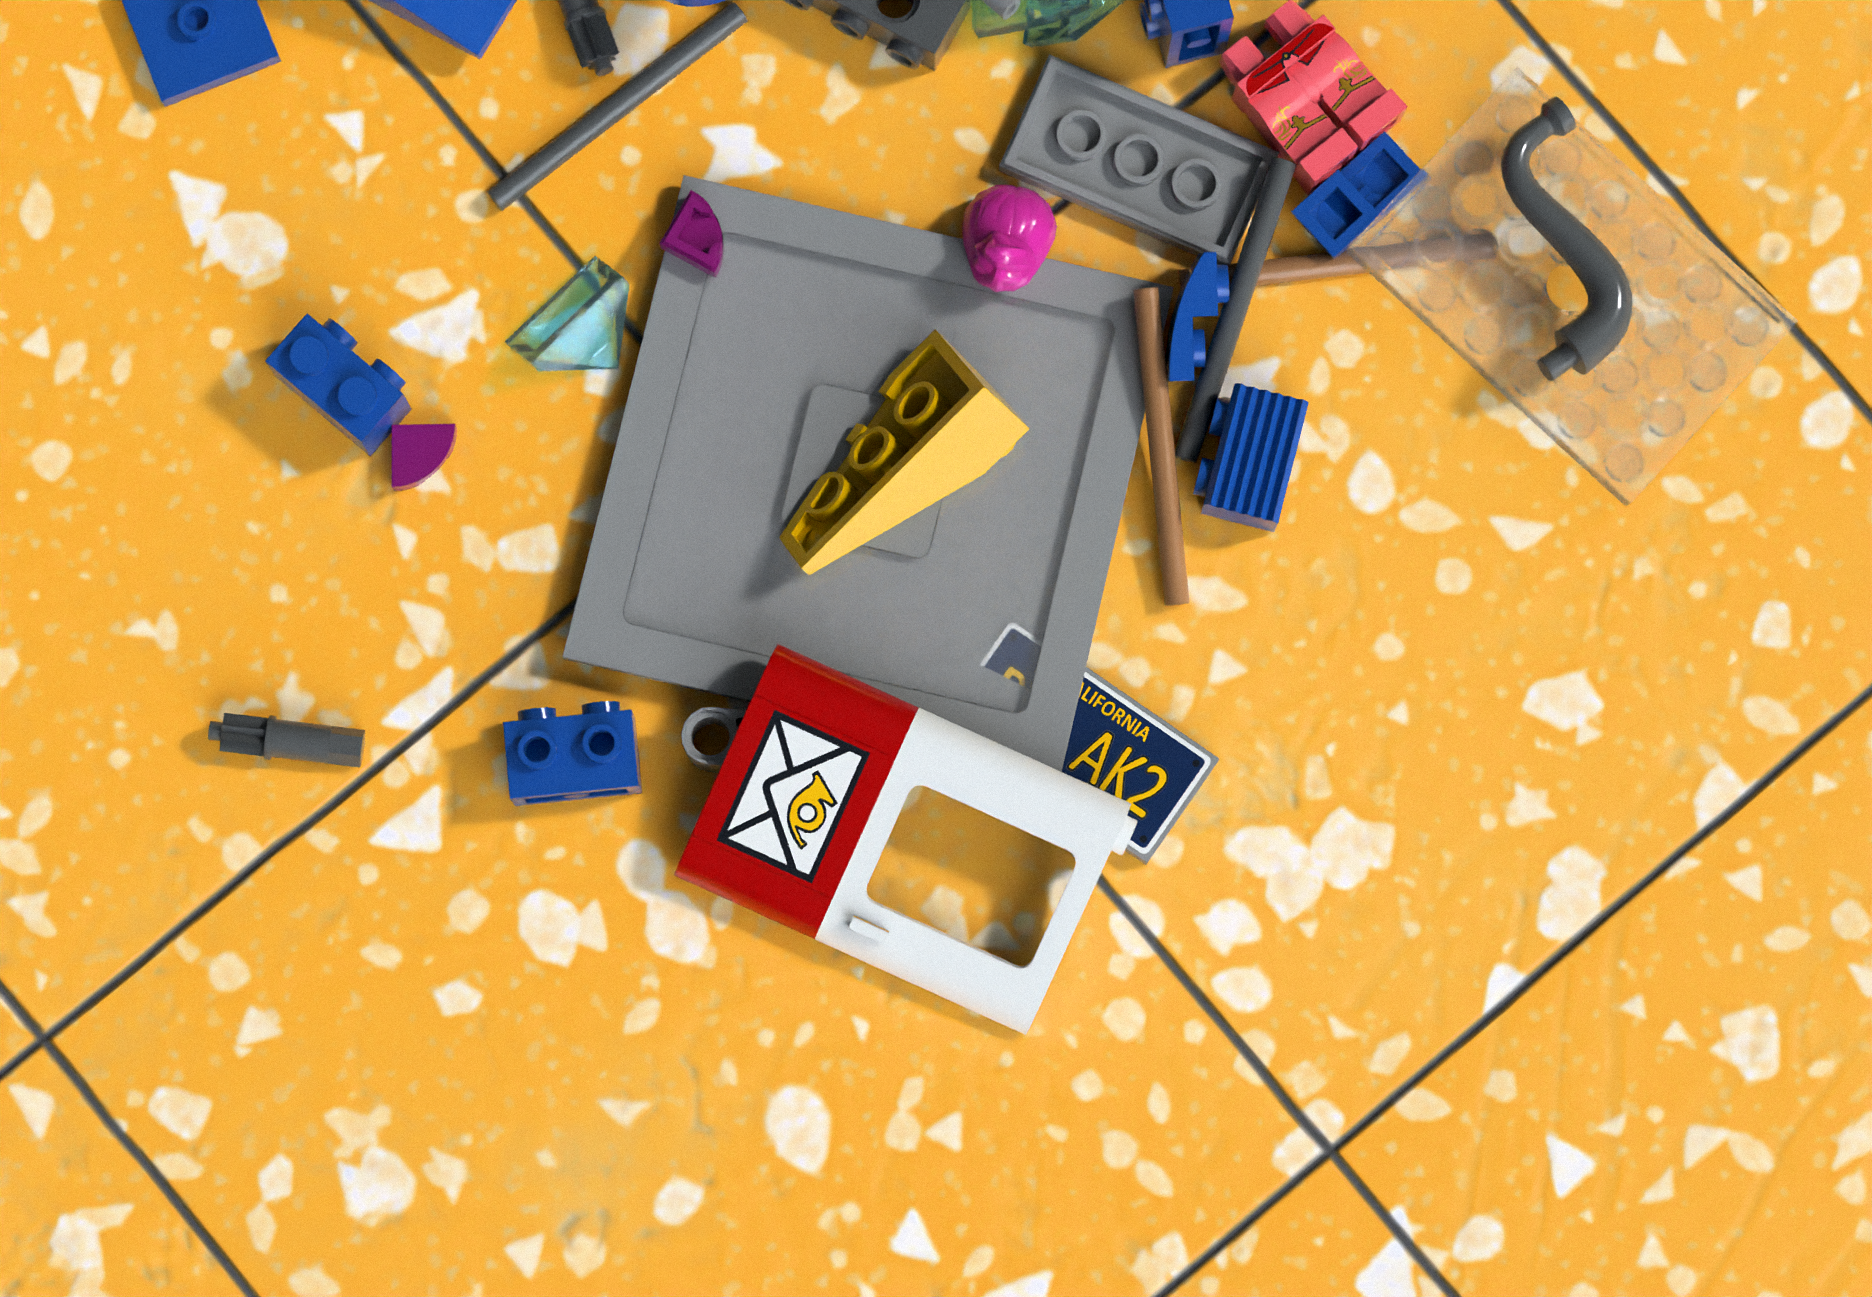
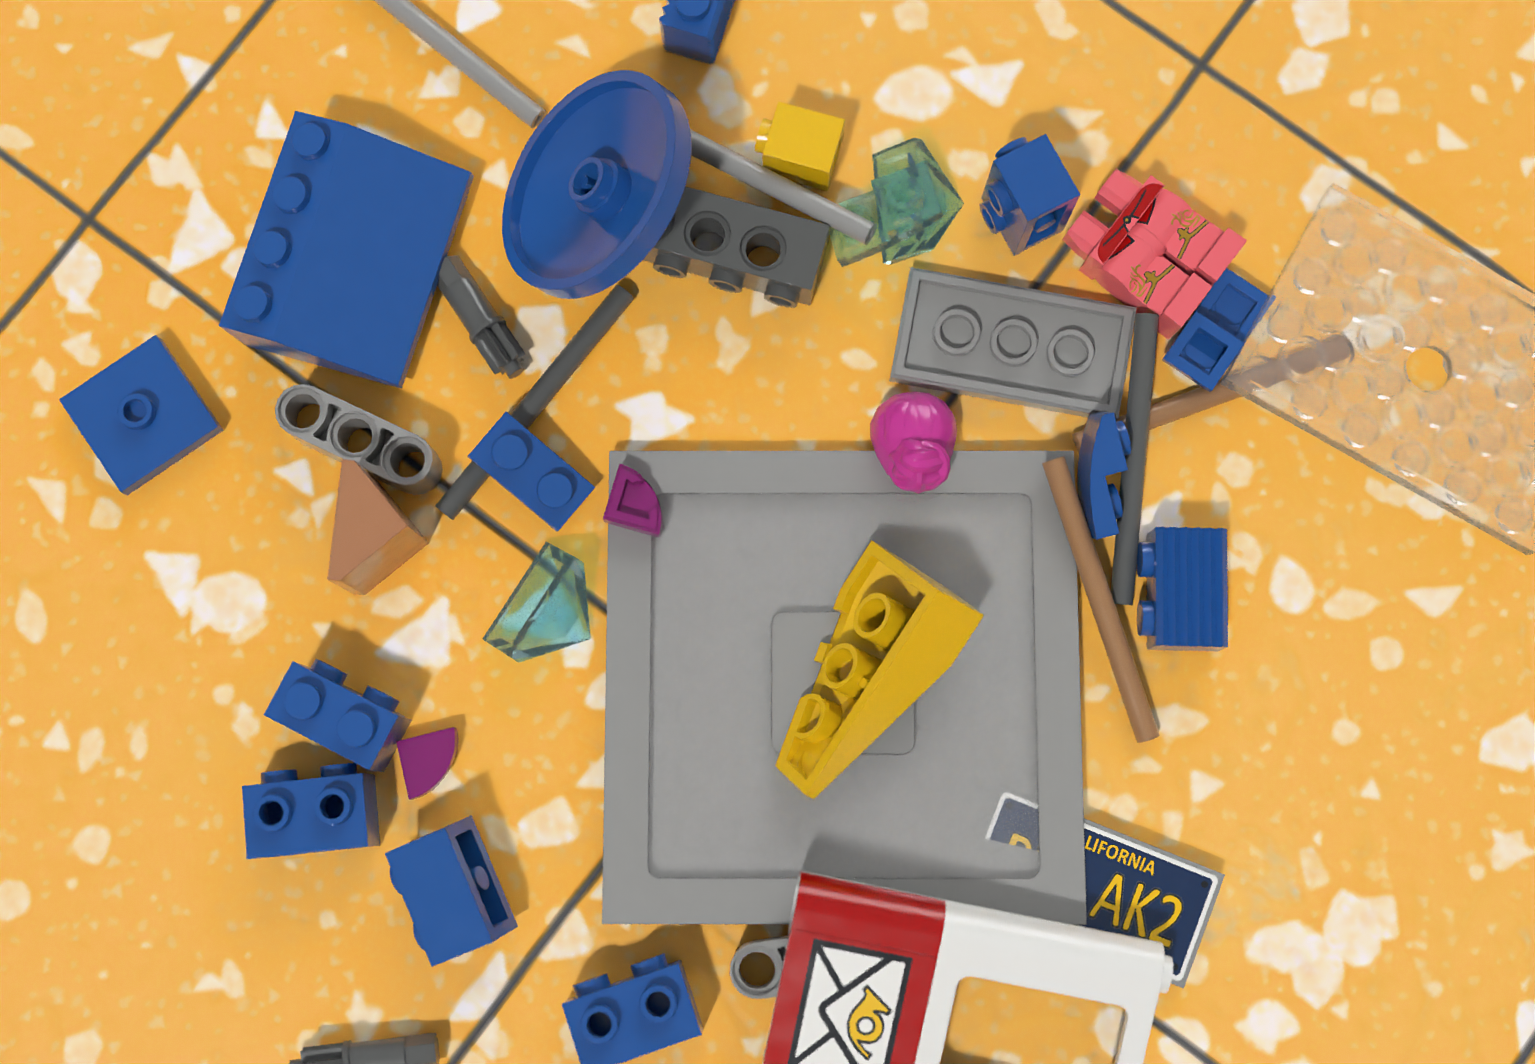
camera: 10 degrees left, 0 degrees up
(288, 476) = (310, 814): none -> blue brick
(407, 79) = (338, 422): none -> light grey beam
(415, 202) = (368, 533): none -> nougat slope
(415, 585) = (451, 891): none -> blue brick
(596, 178) = (531, 471): none -> blue plate
(1609, 308) = (1470, 363): dark grey animal -> none

